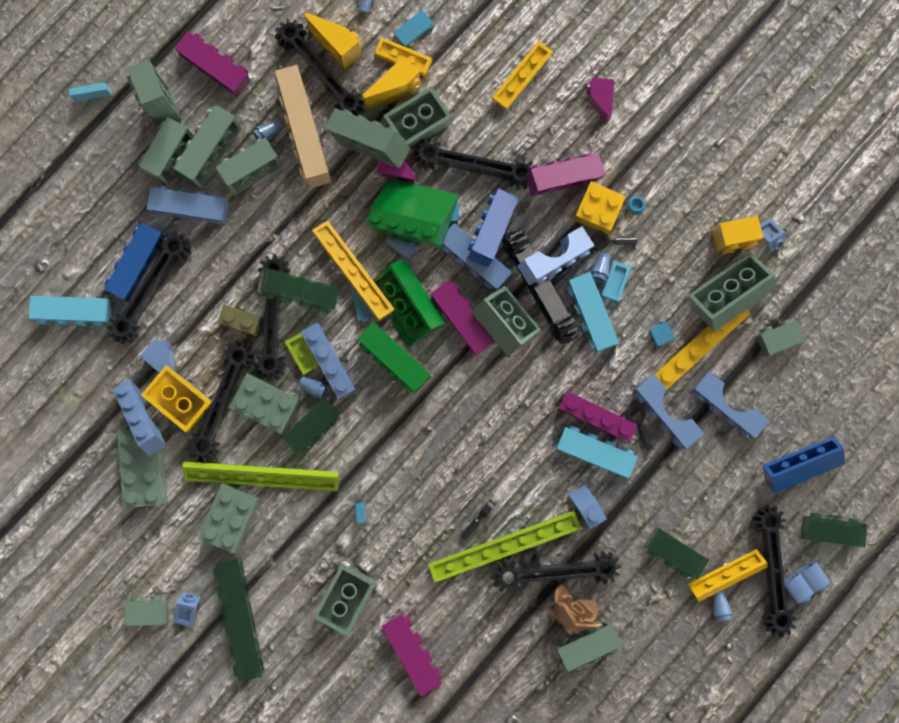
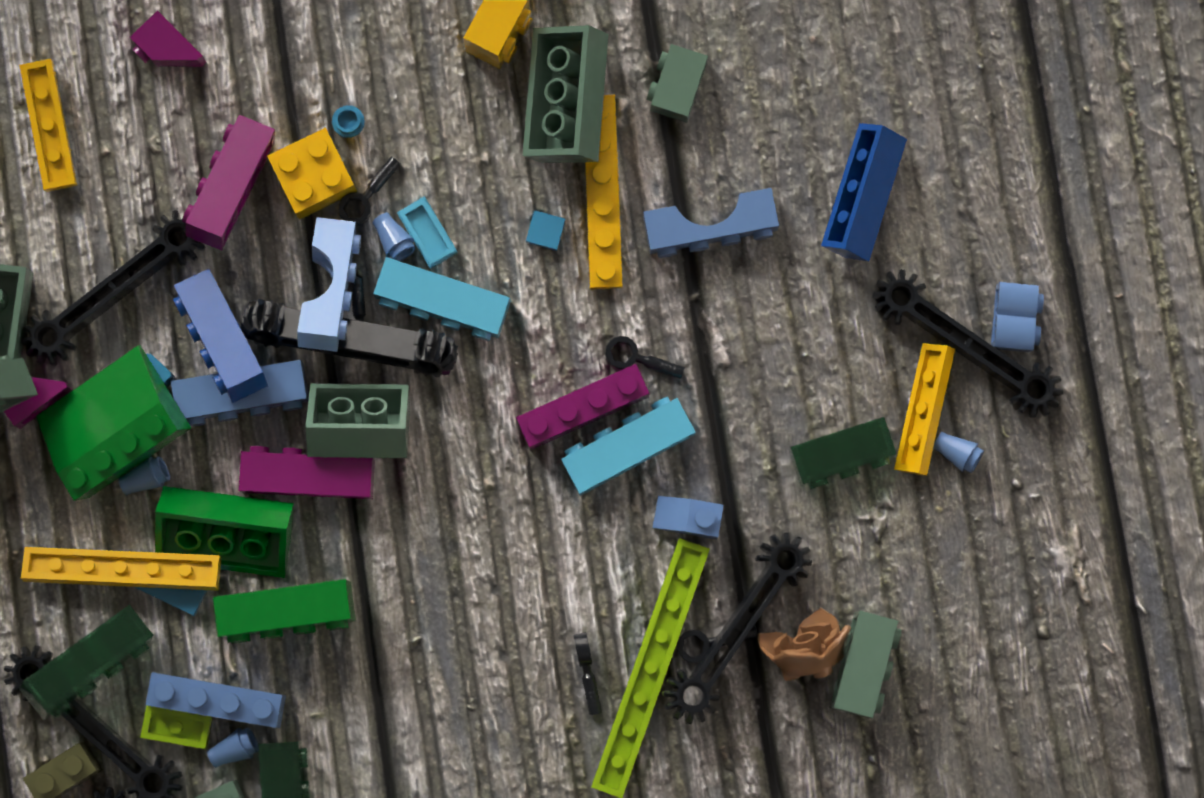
camera: 50 degrees left, 0 degrees up
(652, 393) = (694, 311): medium blue arch -> none
(834, 530) = (979, 224): clear green brick -> none

